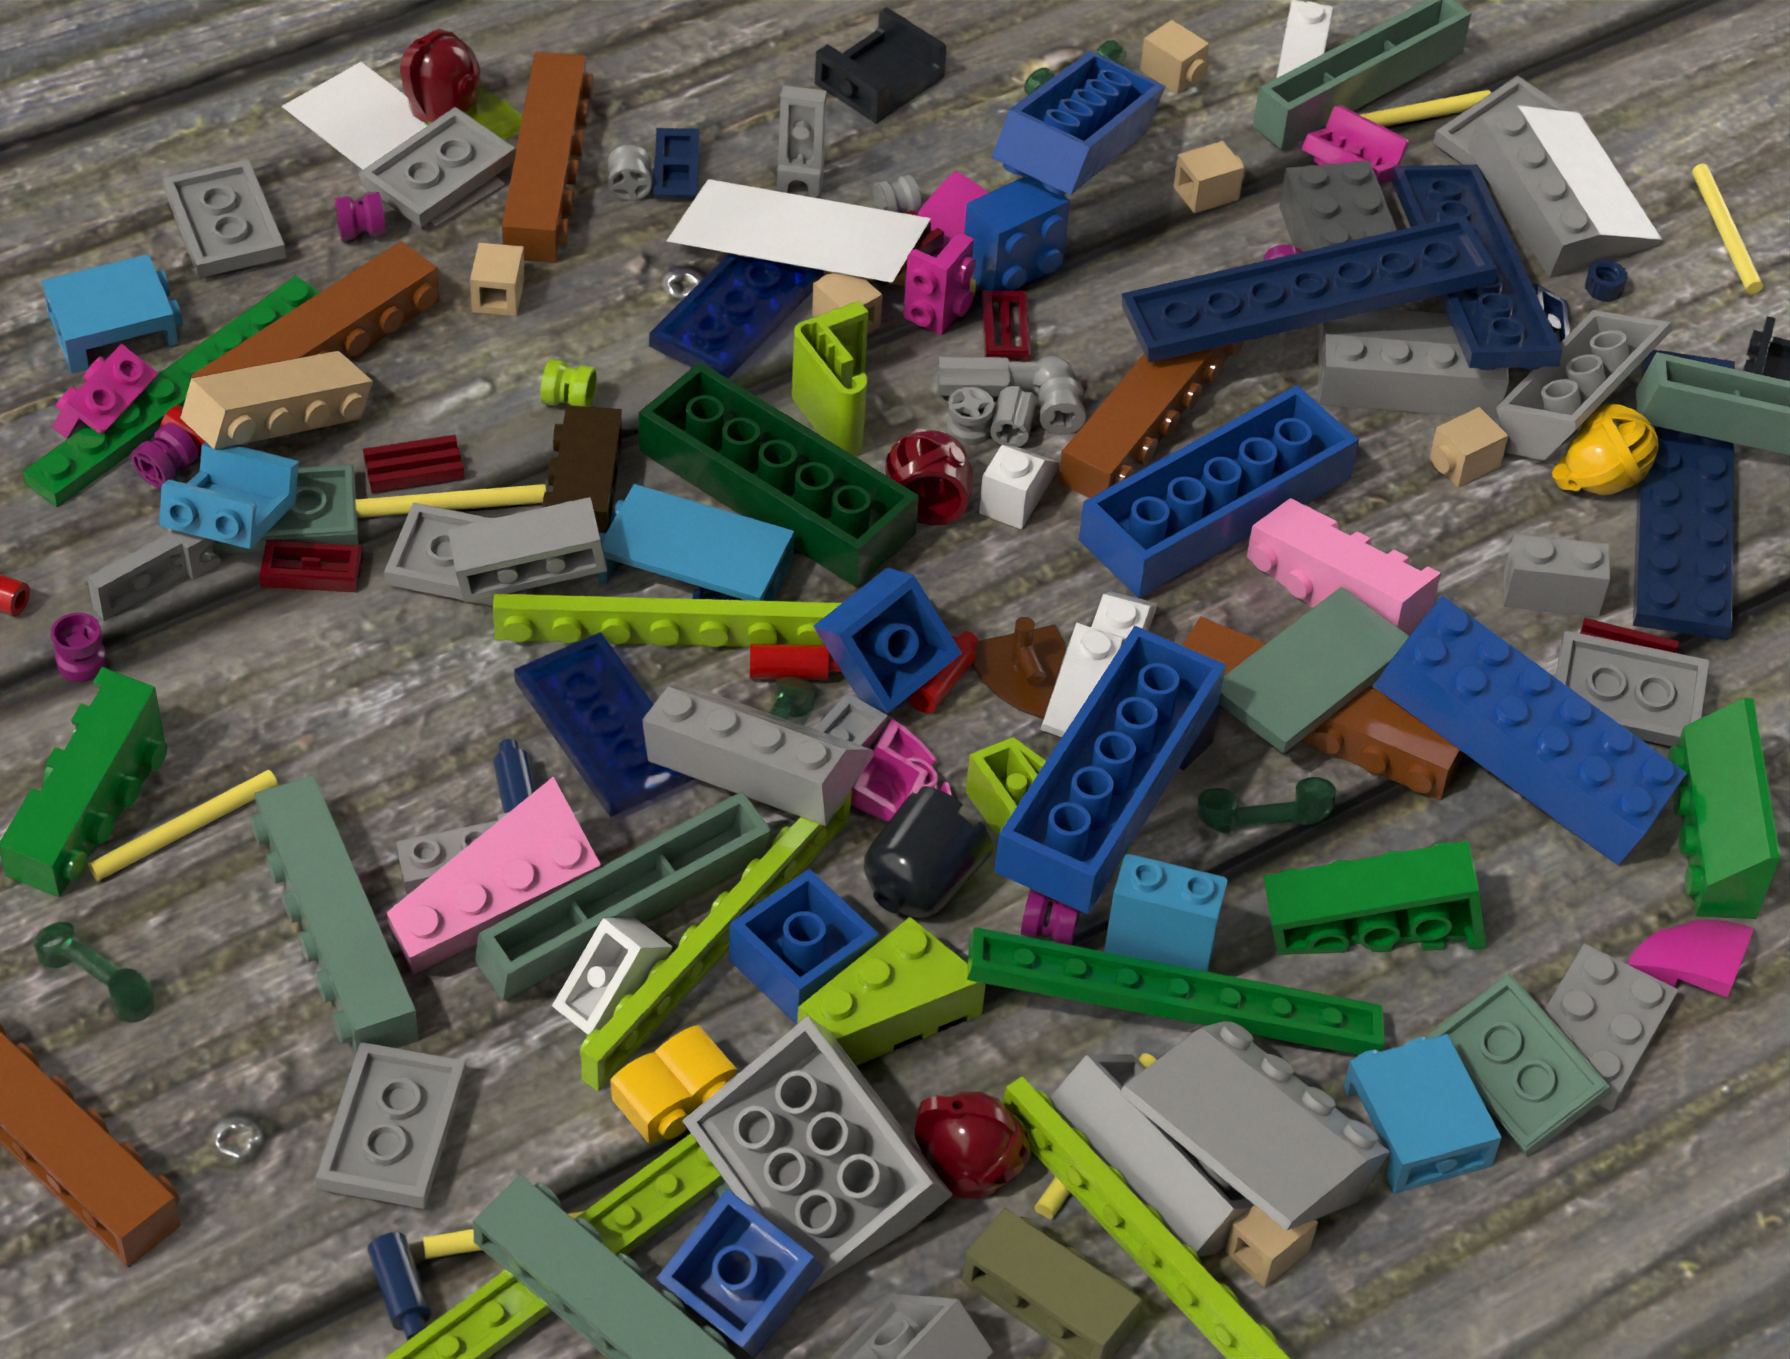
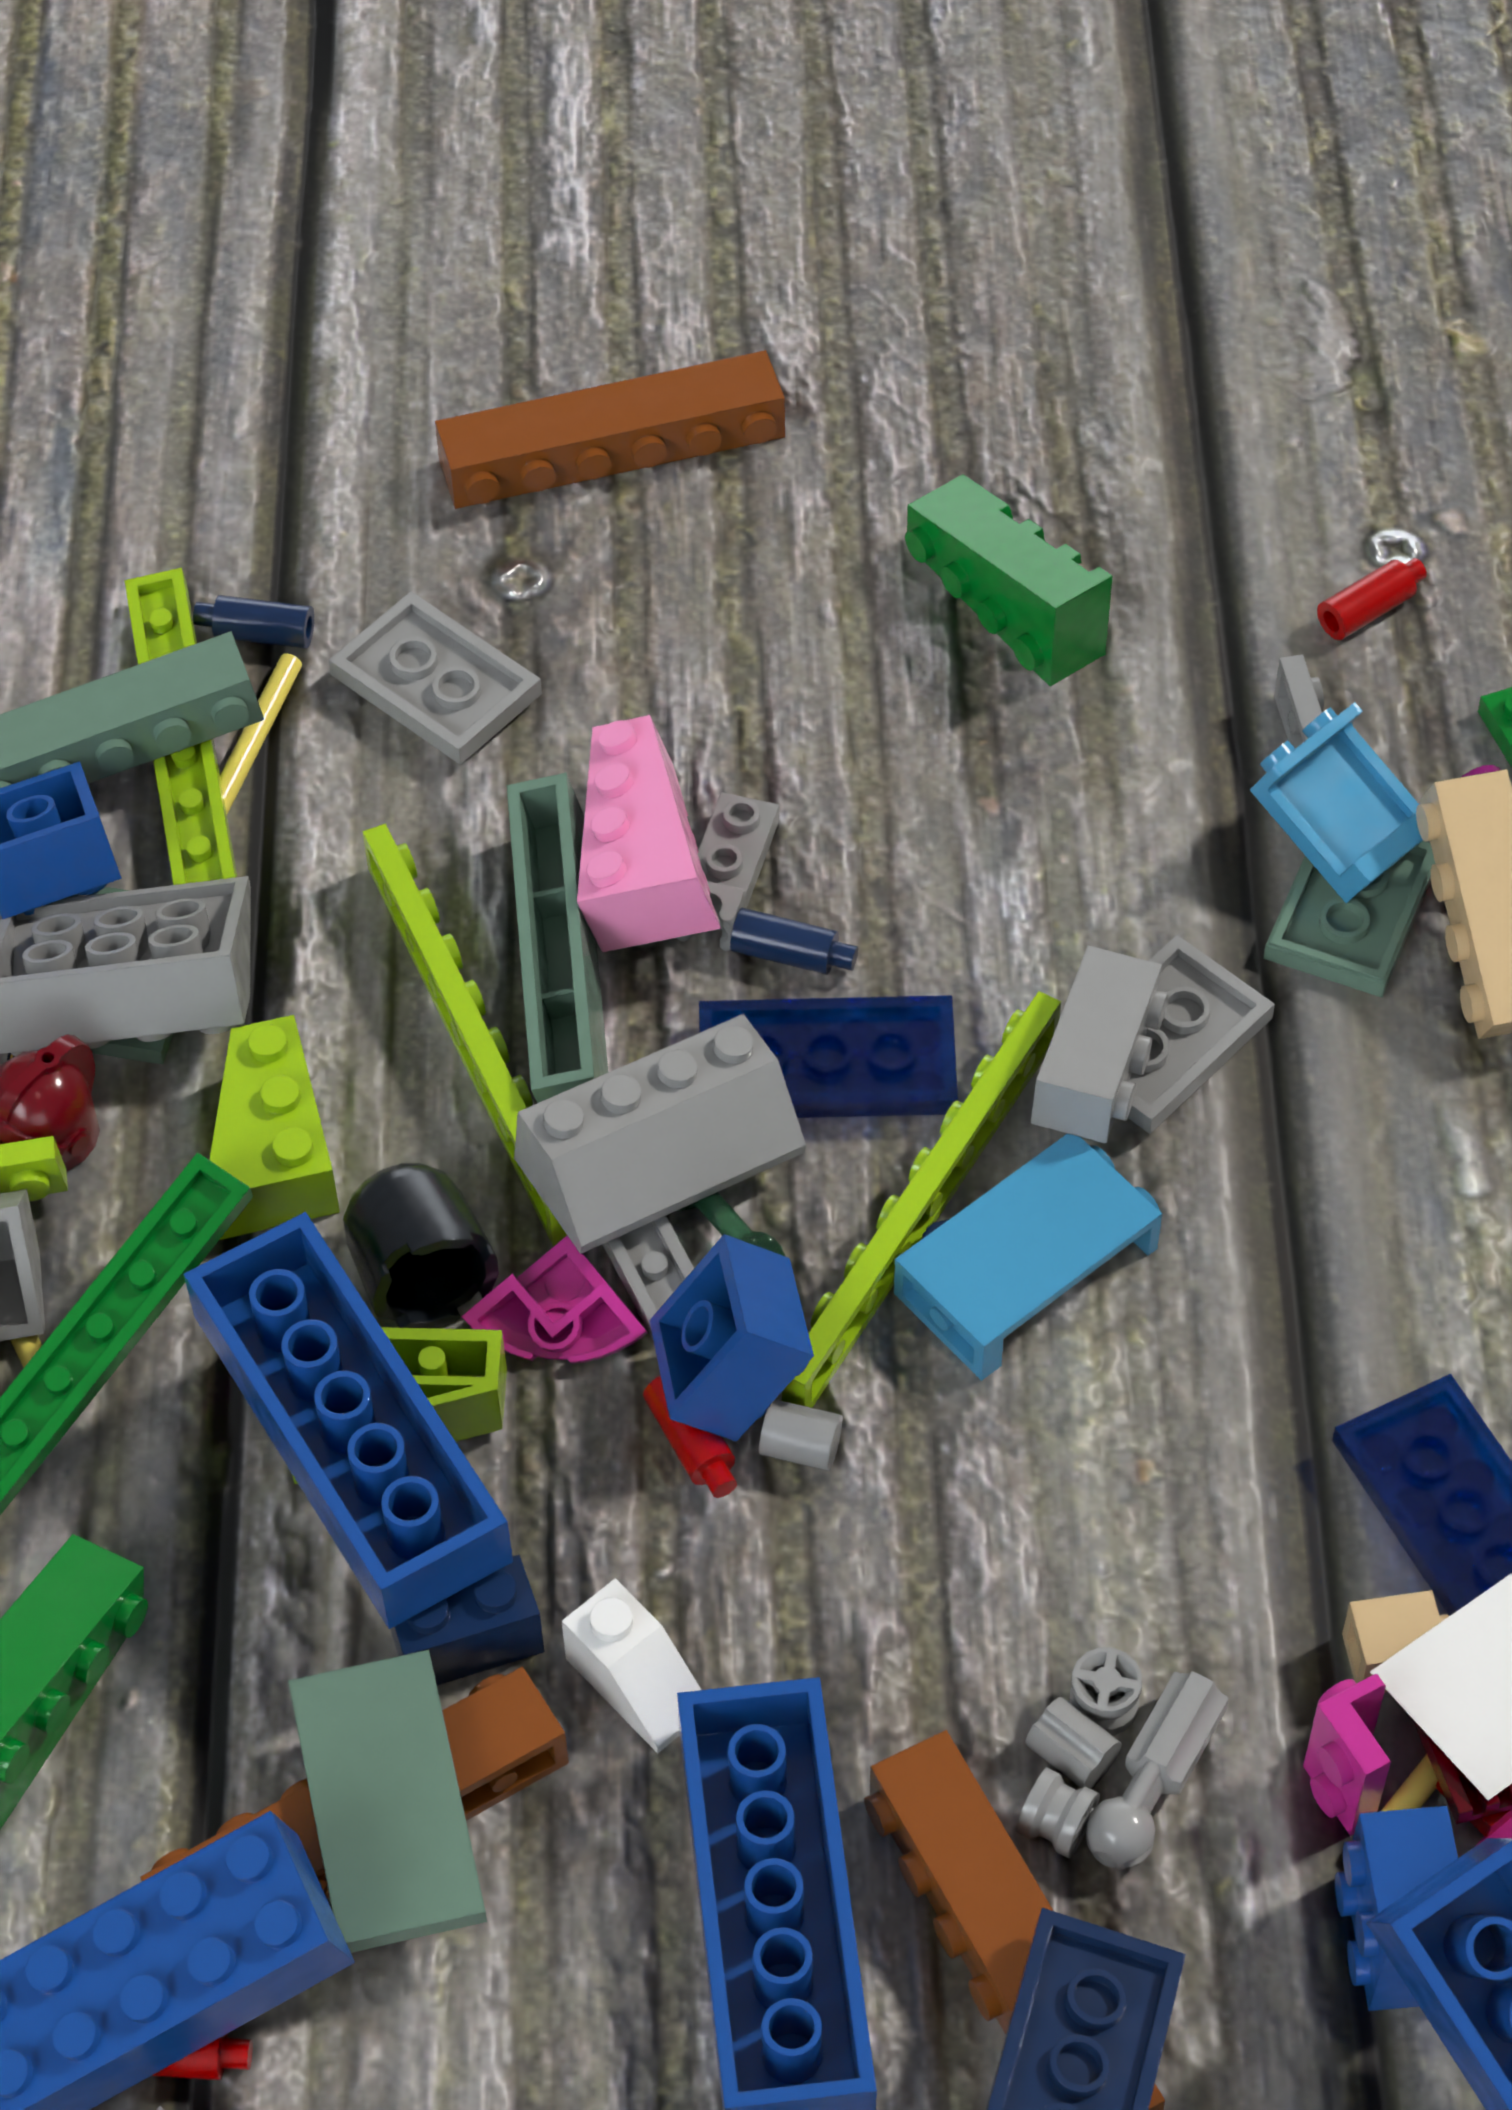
camera: 125 degrees right, 5 degrees up
(78, 646) = (1223, 639): magenta wheel -> none
(128, 988) = (734, 541): clear green bar -> none
(181, 826) = (929, 660): light yellow bar -> none
(310, 571) = (1223, 927): dark red tile -> none
(334, 917) = (723, 718): sand green brick -> none
(411, 459) = (1368, 1010): dark red tile -> none
(452, 500) = (1275, 1066): light yellow bar -> none
(568, 384) = (1405, 1246): lime wheel -> none
(587, 460) = (1235, 1200): dark brown brick -> none
(608, 970) = (481, 918): white slope -> none
(671, 1083) = (309, 909): yellow brick -> none
(778, 473) = (1103, 1387): dark green brick -> none
(791, 660) = (819, 1265): red cylinder -> none
(798, 941) = (381, 1077): blue brick -> none
(831, 375) = (1239, 1513): lime piece -> none
(936, 470) = (1009, 1569): dark red helmet -> none
(1008, 351) = (1254, 1869): dark red tile -> none
(1015, 484) = (955, 1683): white slope -> none
(1022, 665) = (655, 1542): reddish brown shield -> none
(1081, 669) = (568, 1555): white slope -> none
(1165, 913) = (143, 1411): dark azure panel -> none
(1312, 803) = (286, 1618): clear green bar -> none
(1316, 559) = (534, 1972): bright pink wedge -> none

